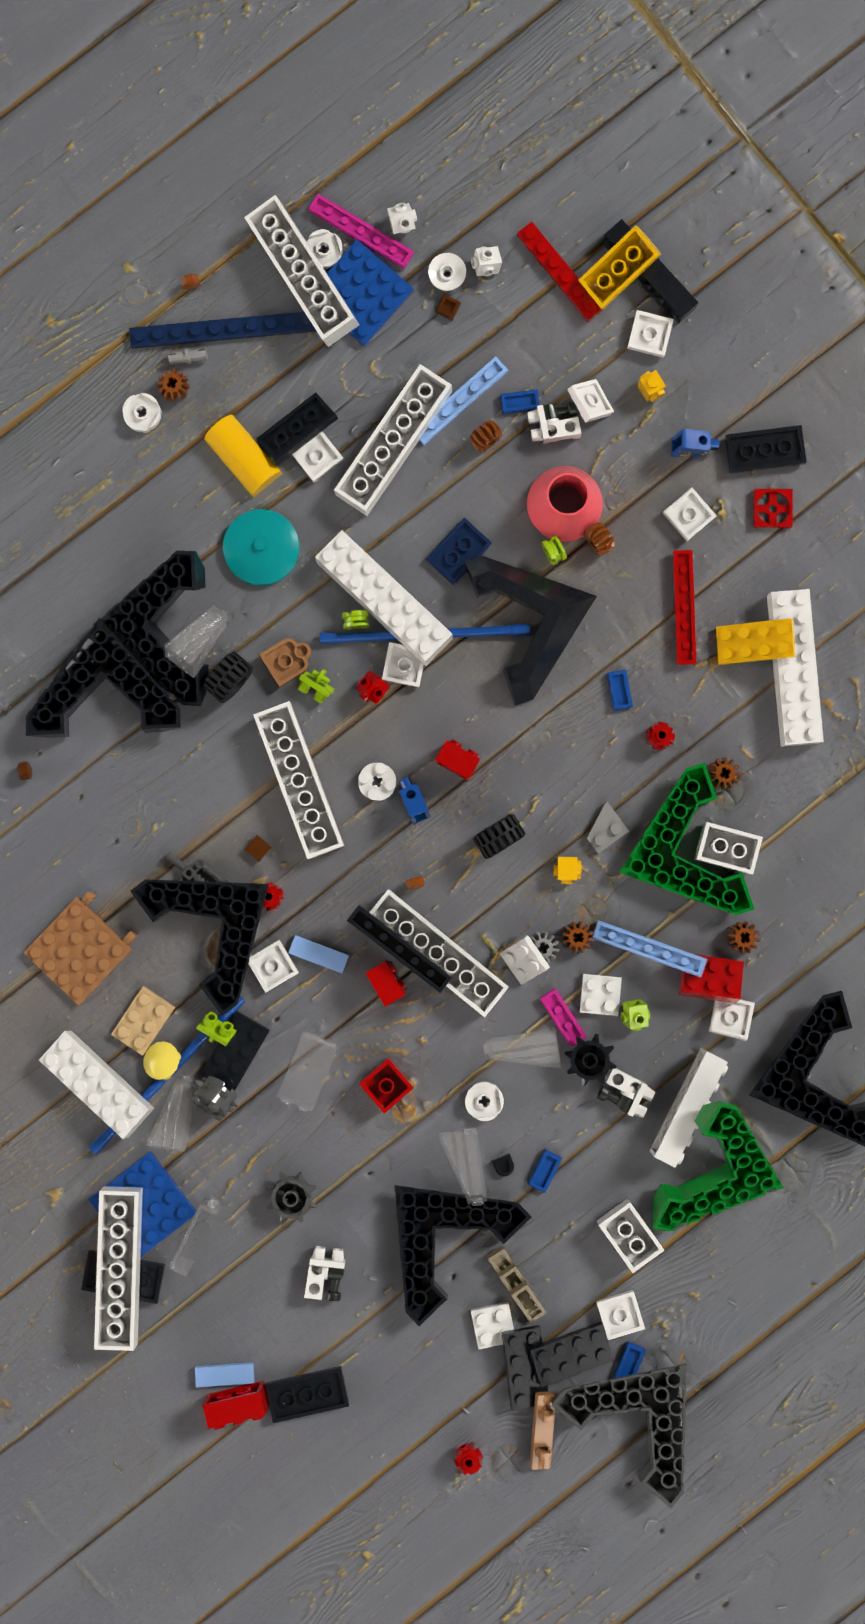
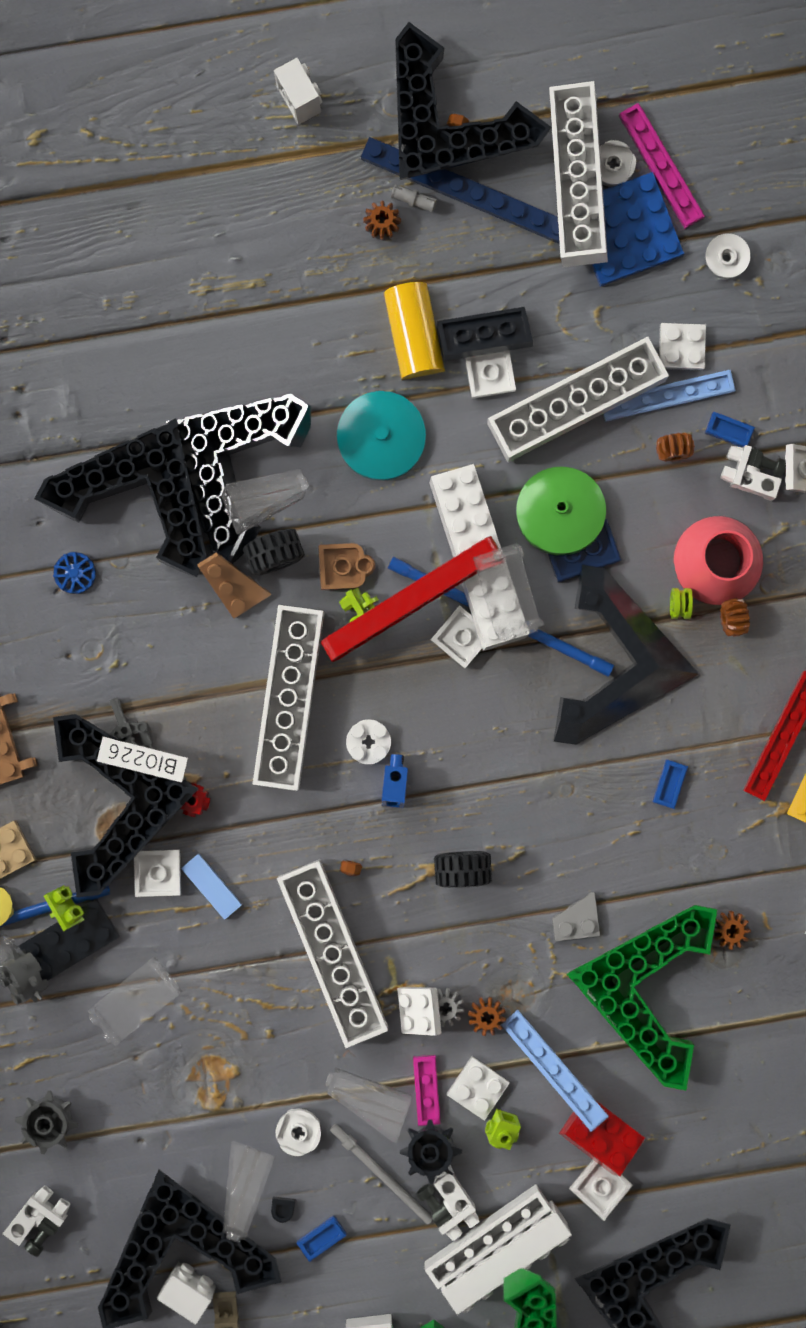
camera: 30 degrees right, 0 degrees up
(25, 771) = (14, 533): reddish brown tile -> none
(56, 322) = (298, 91): none -> white brick
(86, 776) = (74, 573): none -> blue wheel
(140, 402) = (322, 227): white plate -> none
(180, 310) = (432, 147): none -> black wedge
(211, 720) = (231, 585): none -> medium nougat wing
(214, 885) = (142, 759): none -> white sticker
(258, 848) = (209, 743): reddish brown tile -> none
(350, 655) = (406, 601): none -> red beam
(355, 620) = (433, 559): lime wheel -> none
(372, 688) = (415, 643): red brick -> none
(386, 982) = (263, 956): red brick -> none
(386, 1085) = (207, 1061): red brick -> none
(399, 948) = (296, 931): black brick -> none
(402, 218) = (711, 175): white brick -> none
(419, 610) = (507, 592): none -> clear panel
(430, 546) = (557, 530): none -> bright green dish
(448, 307) = (708, 293): reddish brown tile -> none
(450, 358) = (682, 346): none -> white plate
(457, 759) = (463, 766): red brick -> none
(466, 1264) = (187, 1292): none -> white brick
(486, 261) = (774, 266): white brick -> none
(526, 1088) = (349, 1143): none -> light grey bar
(567, 869) = (515, 940): yellow brick -> none
(653, 738) = (678, 852): red brick -> none
(666, 1099) = (487, 1236): none -> white brick
(728, 848) = (693, 1010): white brick -> none
(736, 938) = (650, 1111): dark orange gear -> none

